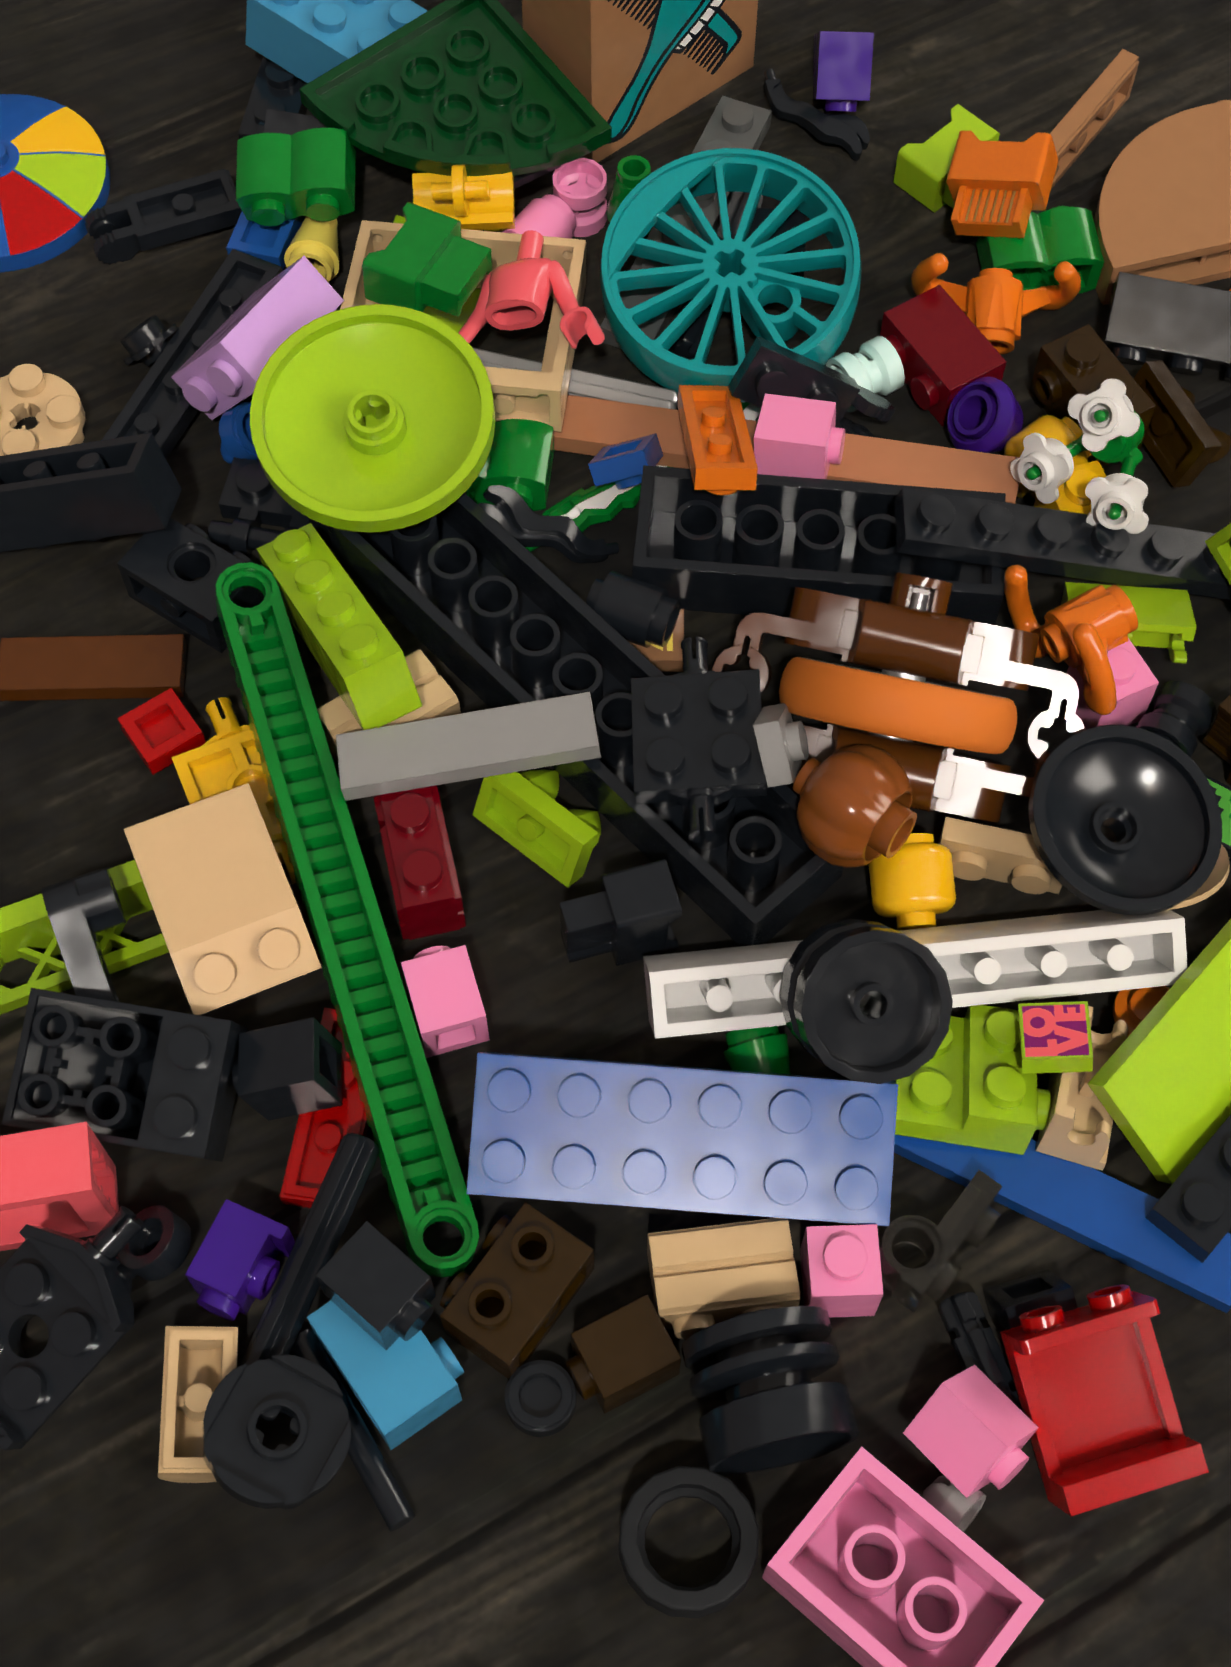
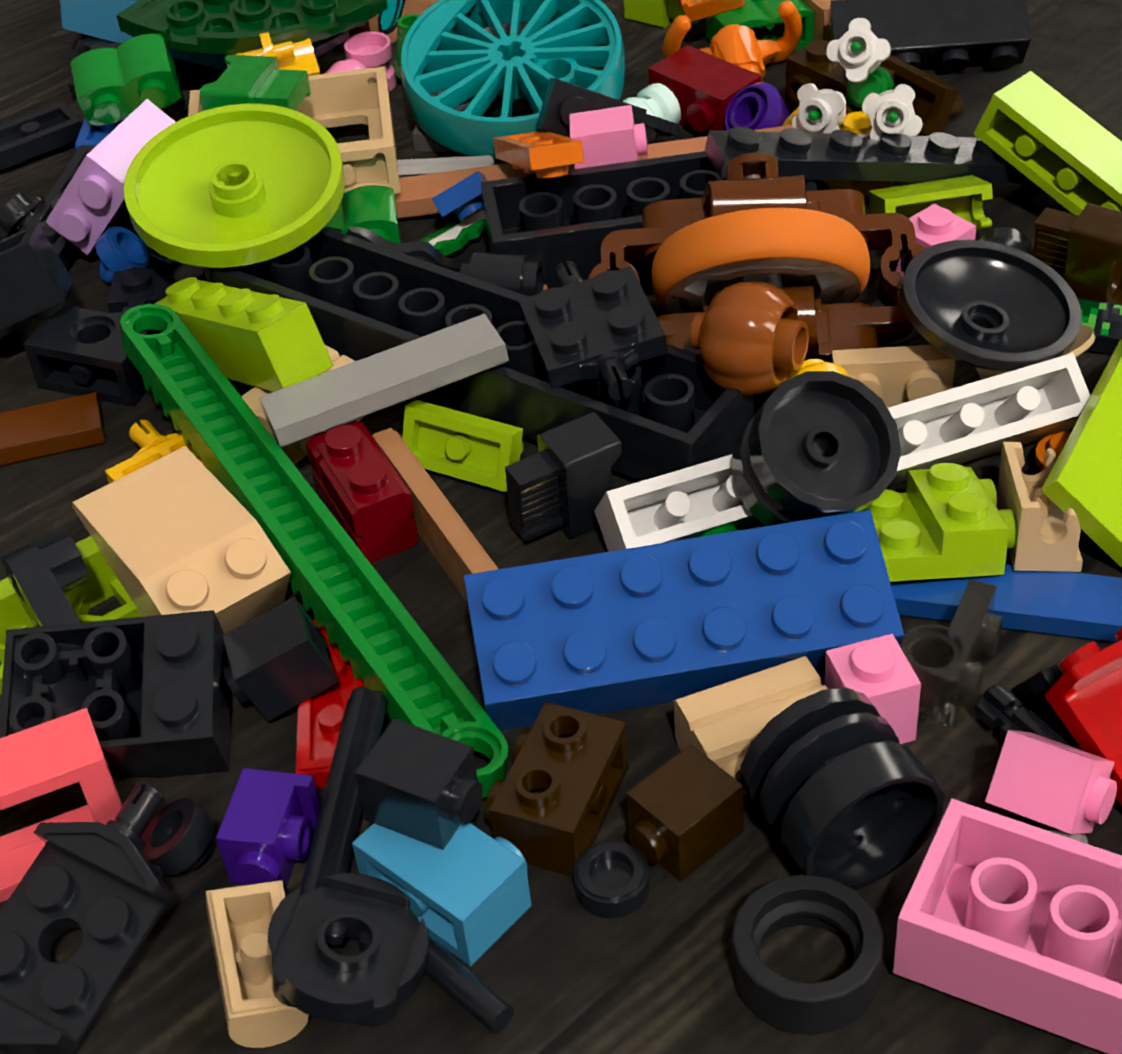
camera: 10 degrees left, 20 degrees down
(161, 730) = (86, 458): red plate -> none
(445, 999) = (422, 581): bright pink brick -> none
(486, 926) = (434, 516): none -> medium nougat tile
(518, 295) = (342, 96): coral piece -> none
(780, 744) = (669, 307): light grey plate -> none
(1055, 1037) = (998, 459): tile -> none
(1077, 632) = (905, 188): orange piece -> none

